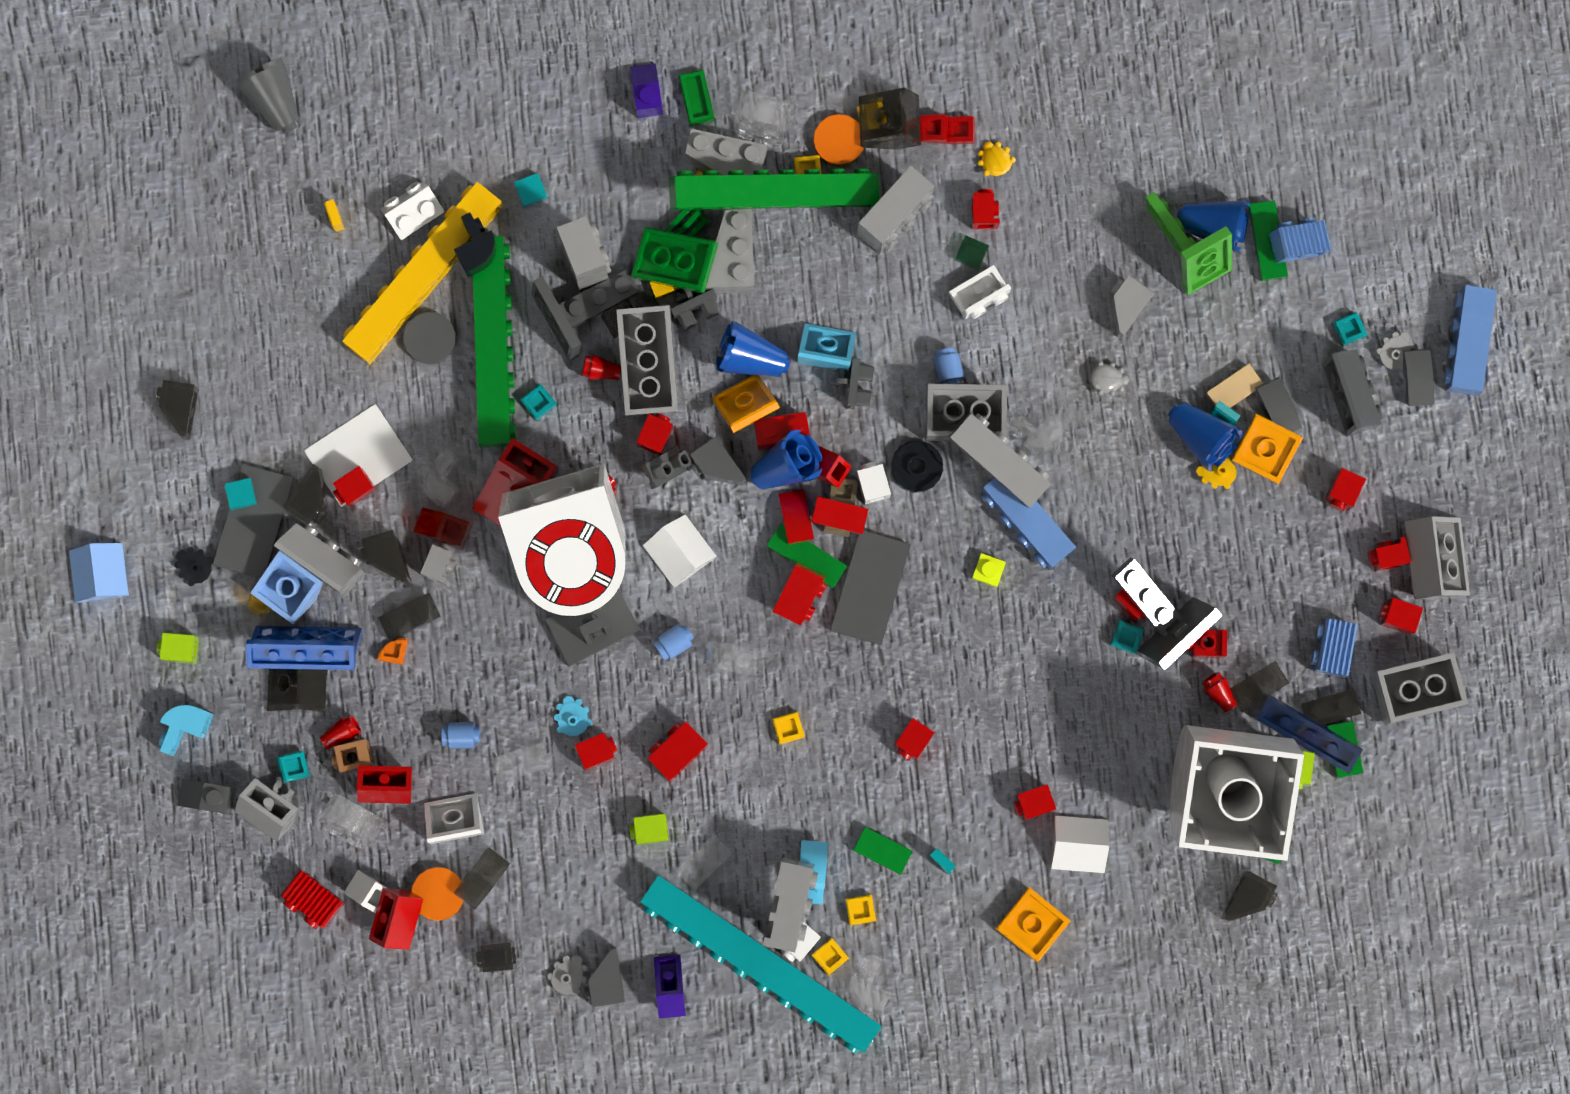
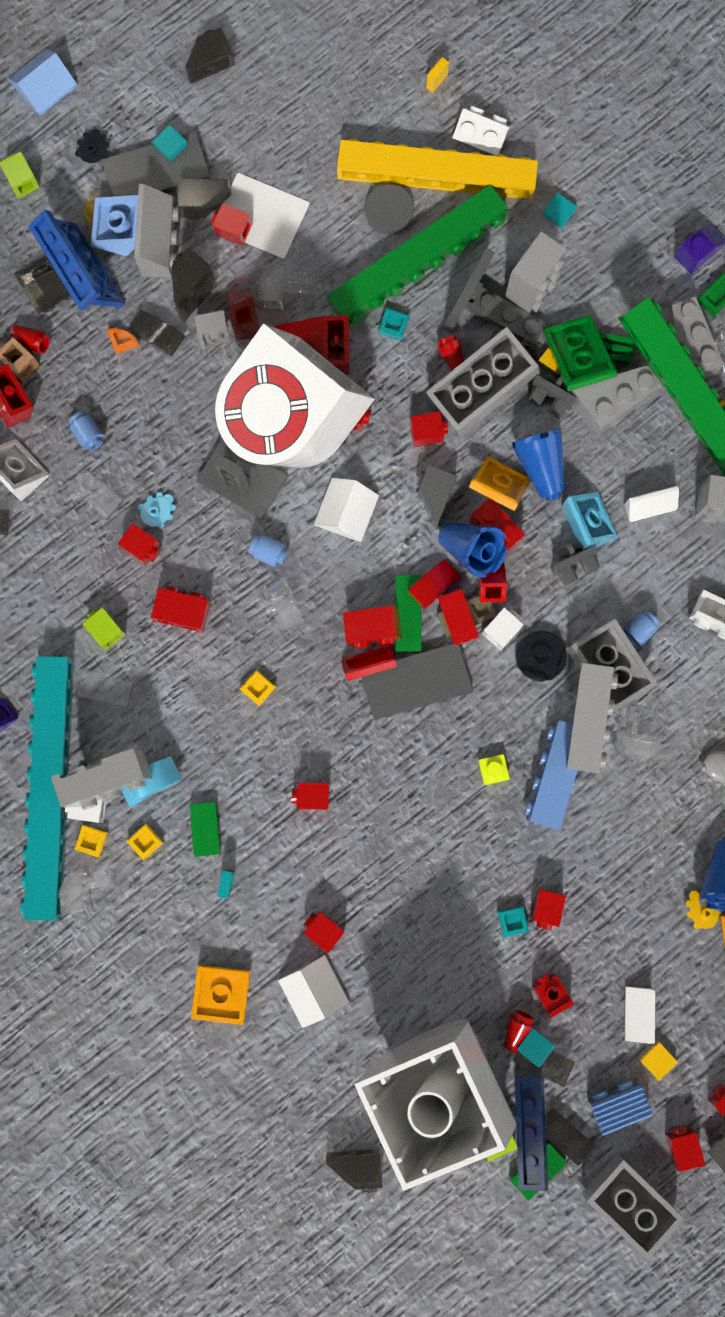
camera: 65 degrees right, 0 degrees up
(478, 252) = (483, 194): black brick -> none
(666, 466) = (406, 453): dark grey hips -> none
(829, 618) = (368, 663): none -> red tile
(846, 284) = (652, 503): none -> white slope
(1174, 629) = (544, 958): piece -> none
(1243, 685) = (536, 1047): none -> teal tile
(1270, 581) = (639, 1014): none -> white slope
(1317, 591) = (658, 1061): none -> yellow tile

